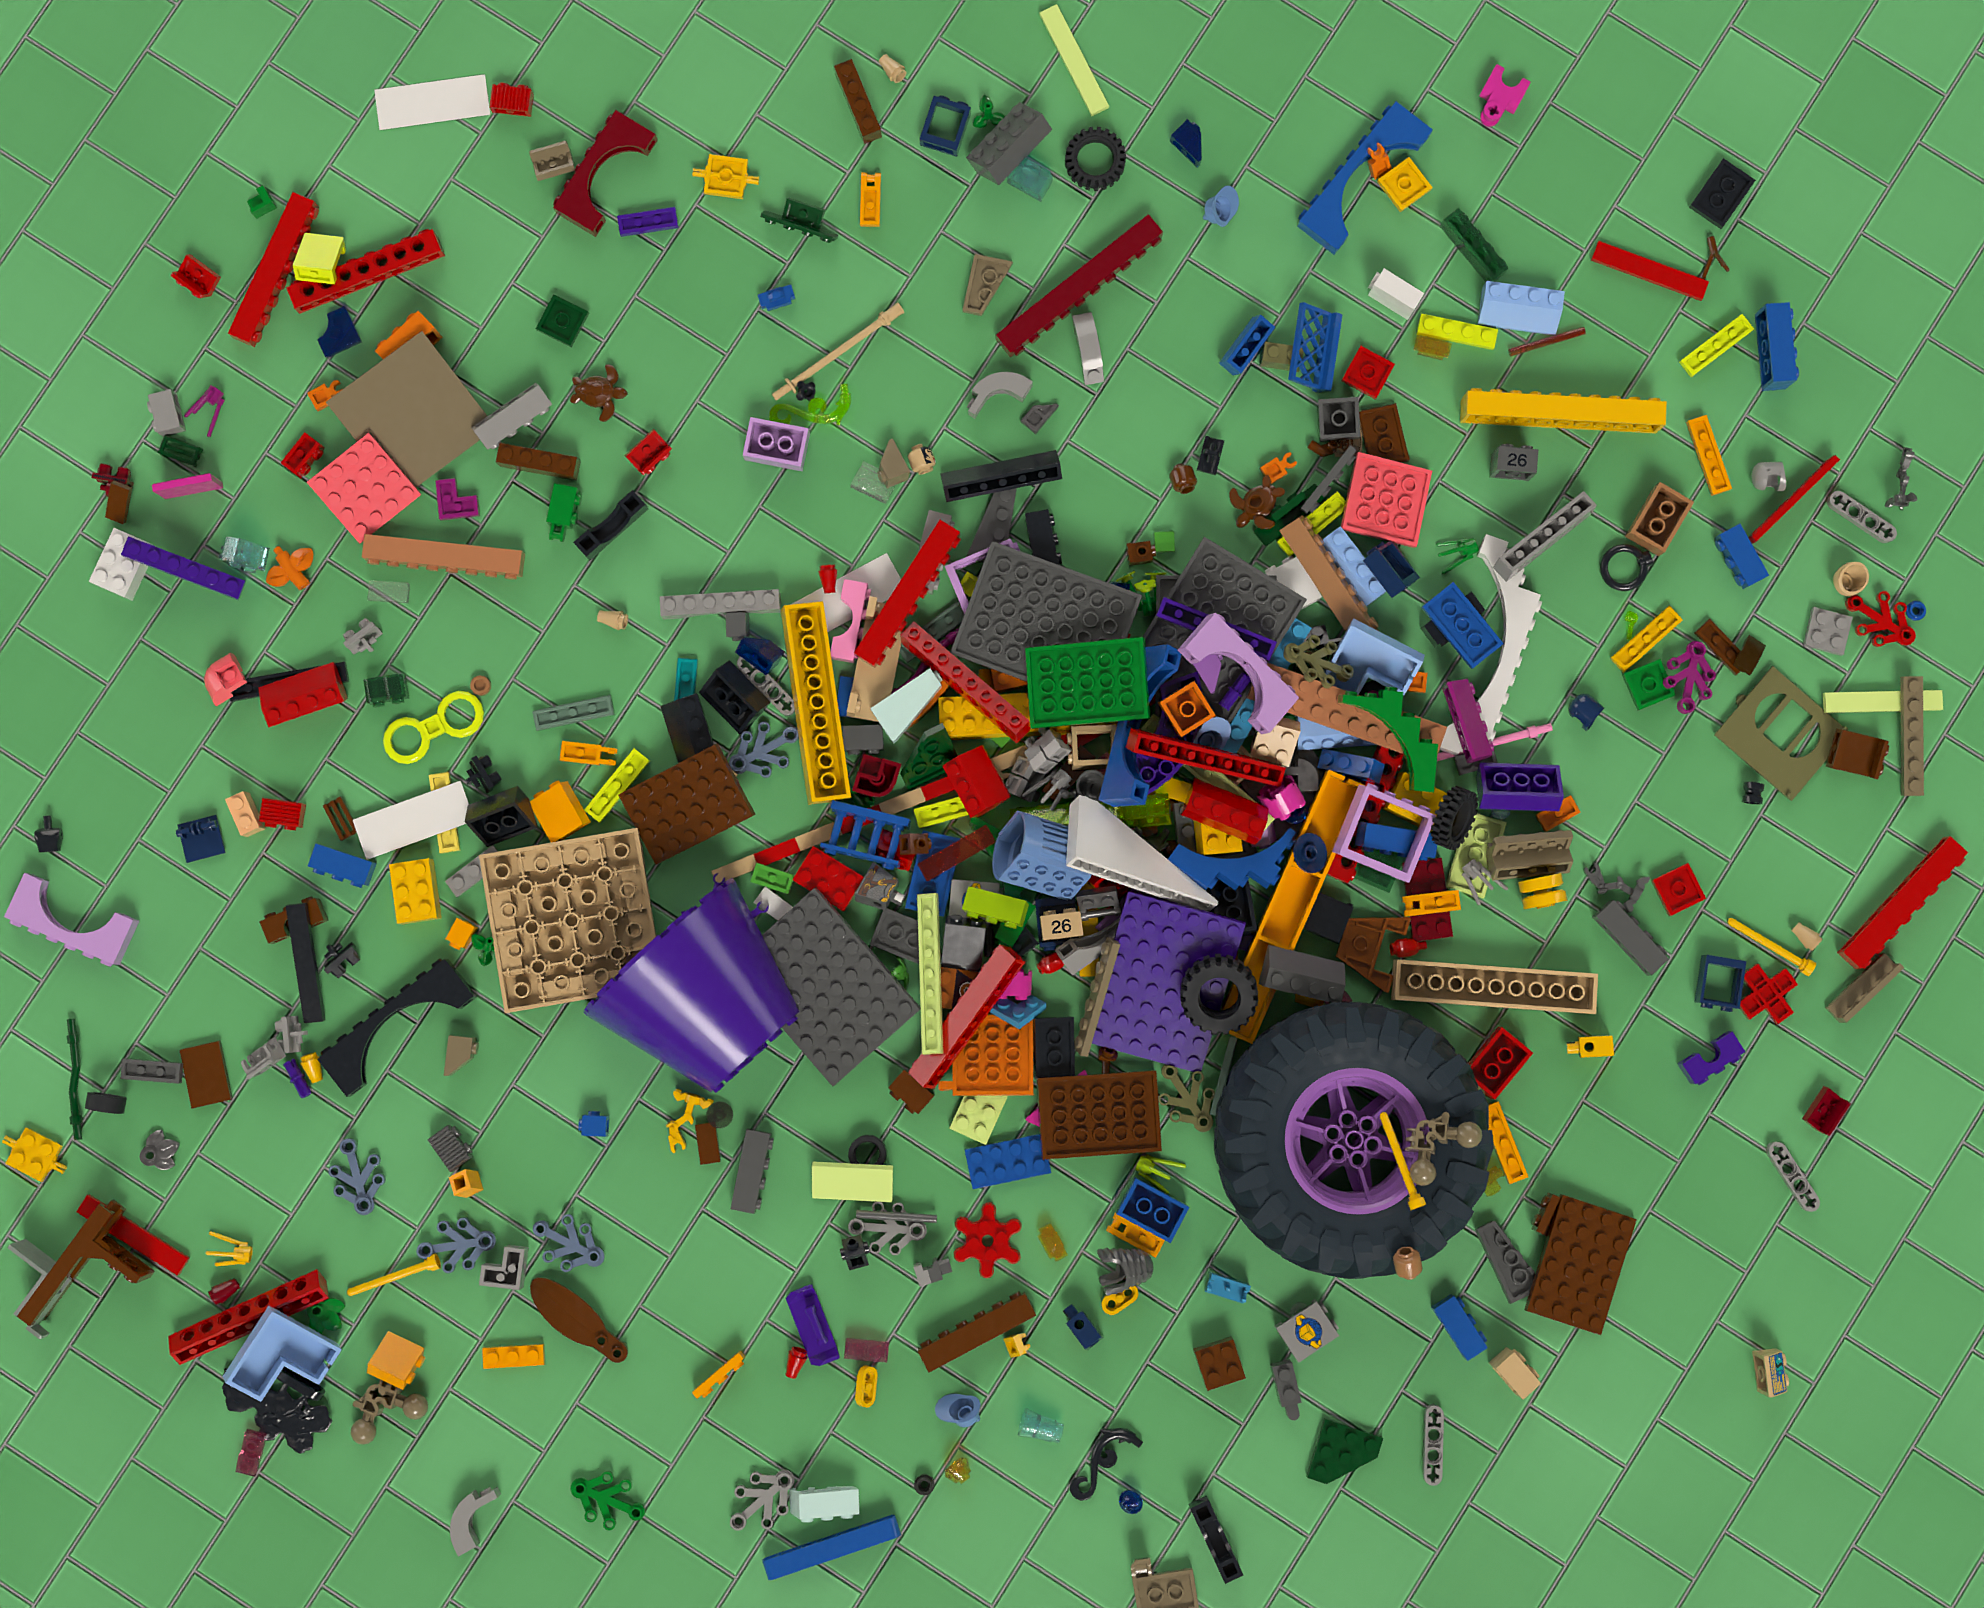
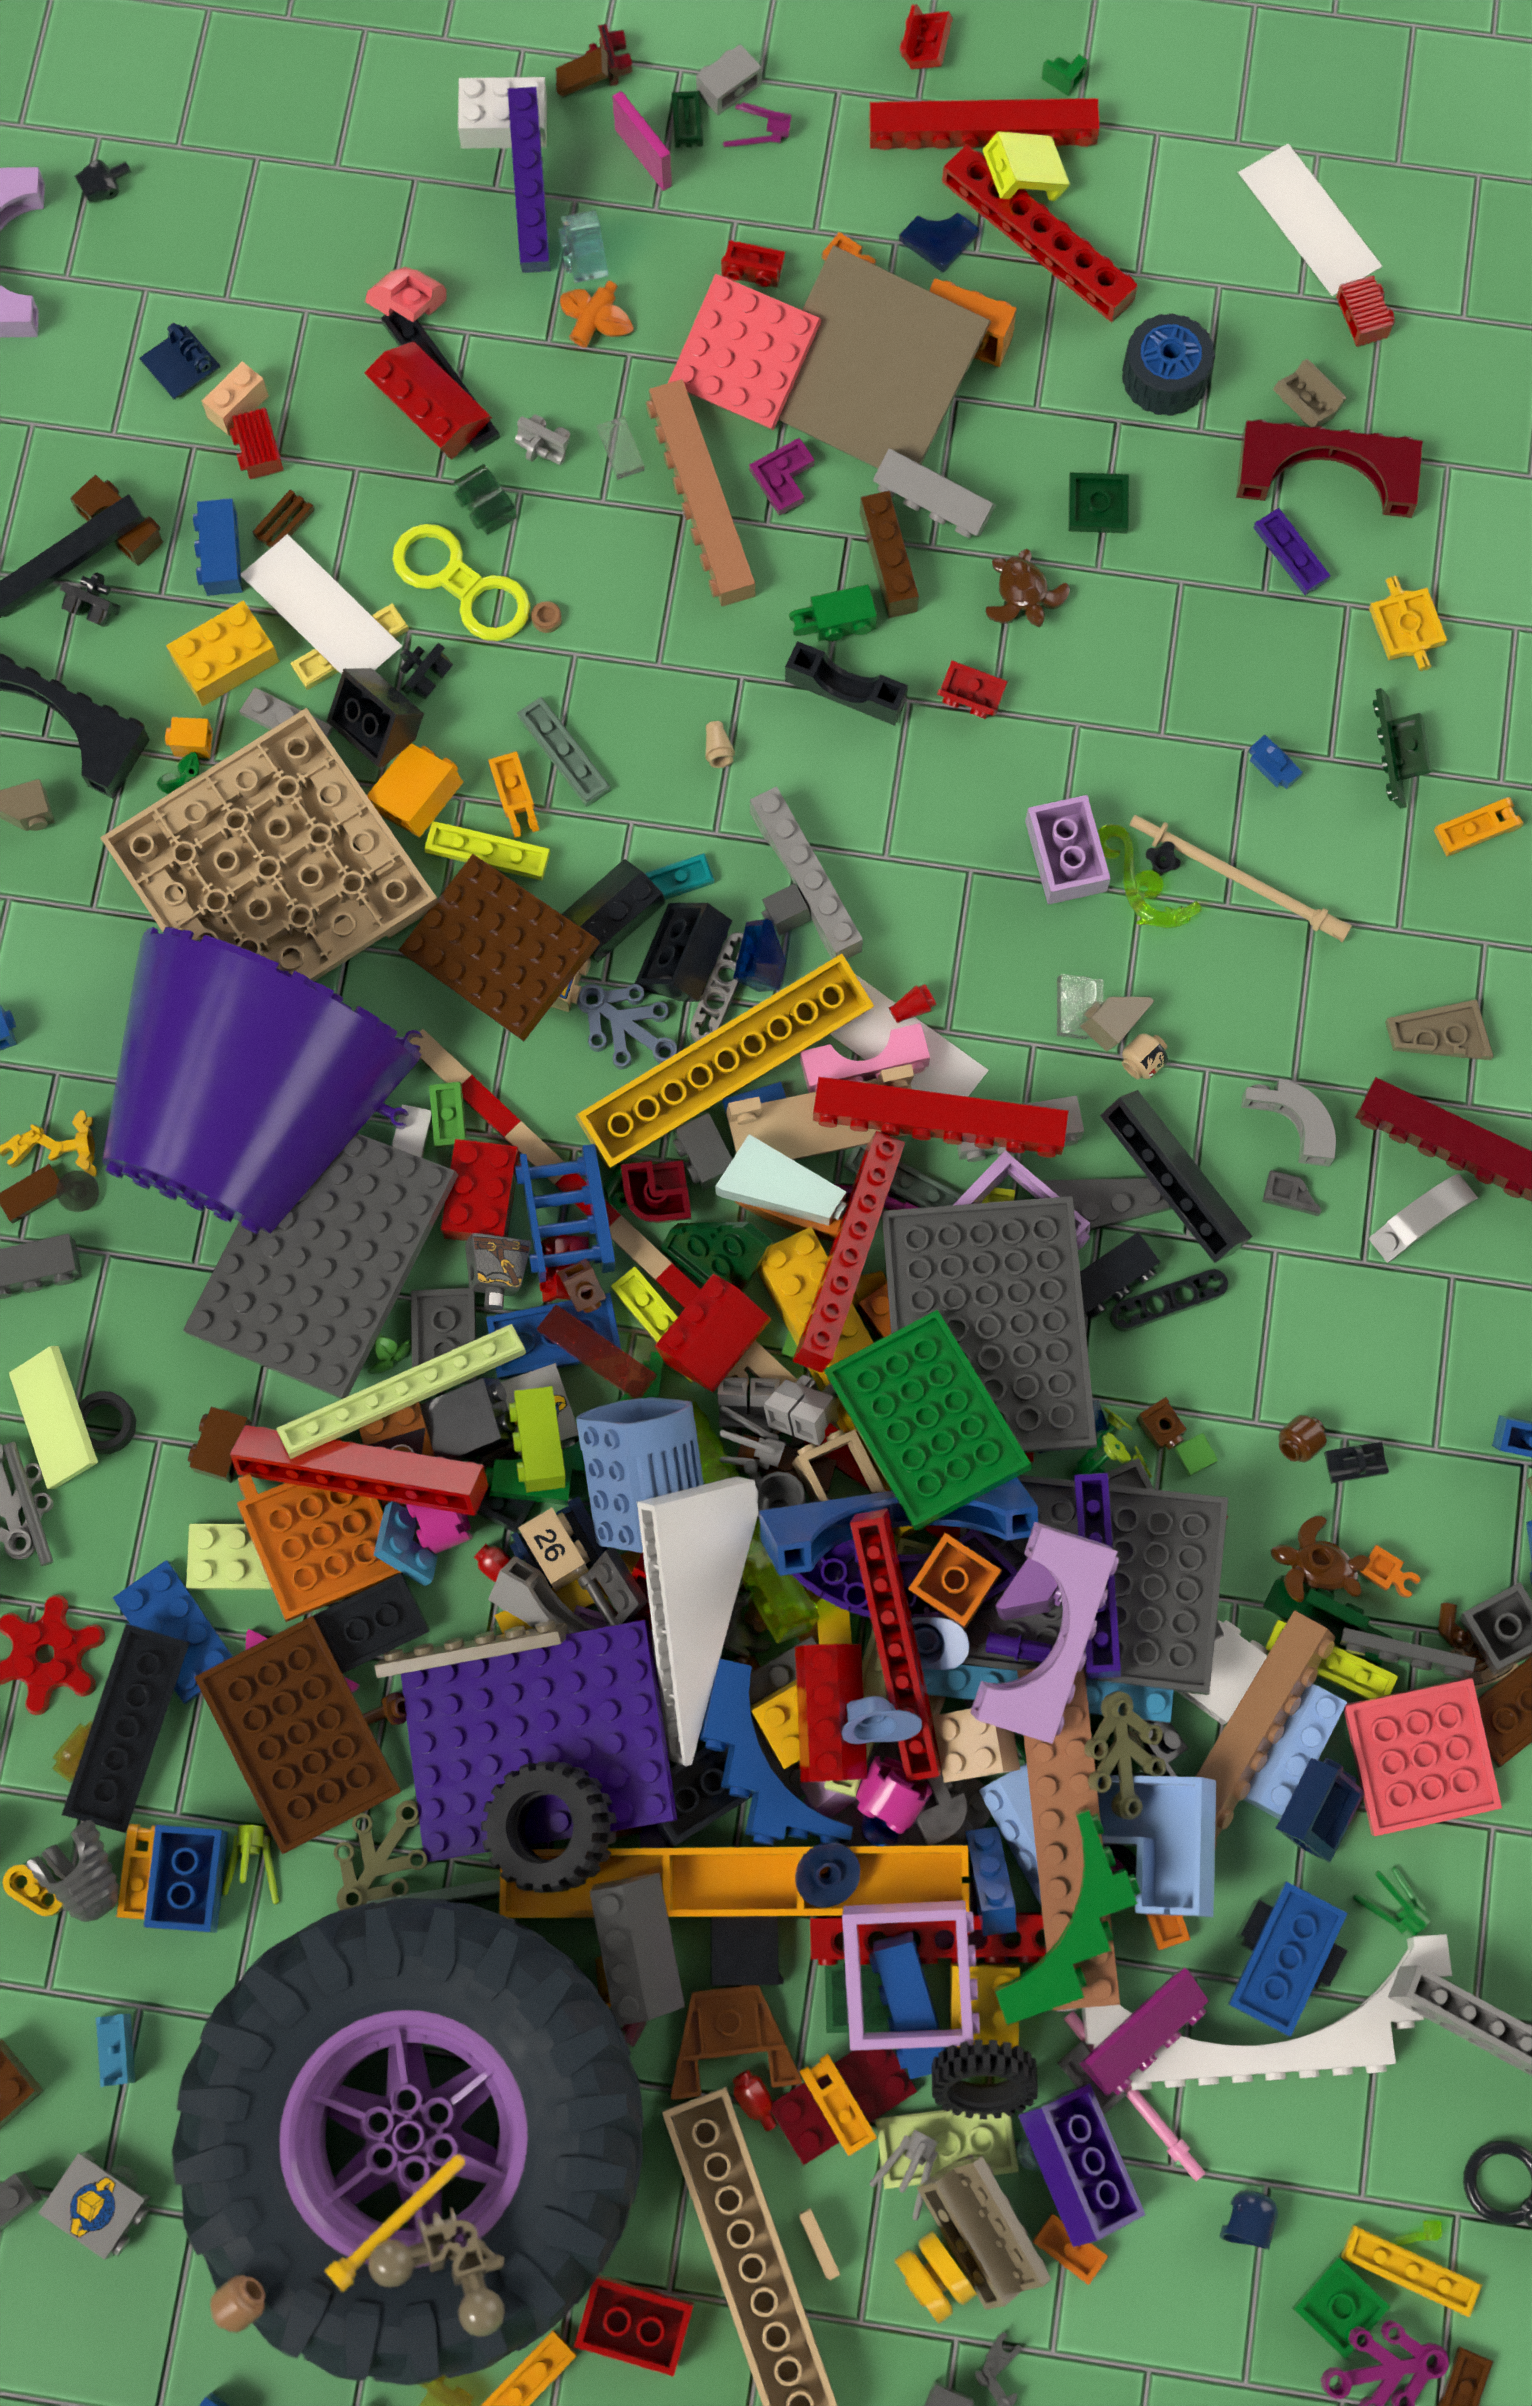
camera: 65 degrees right, 10 degrees down
(493, 235) = (1168, 364): none -> black wheel
(1052, 1210) = (125, 1728): none -> black plate
(1070, 514) = (1167, 1296): none -> black beam
(1242, 787) = (878, 1721): none -> medium blue piece
(1488, 946) = (819, 2244): none -> tan tile

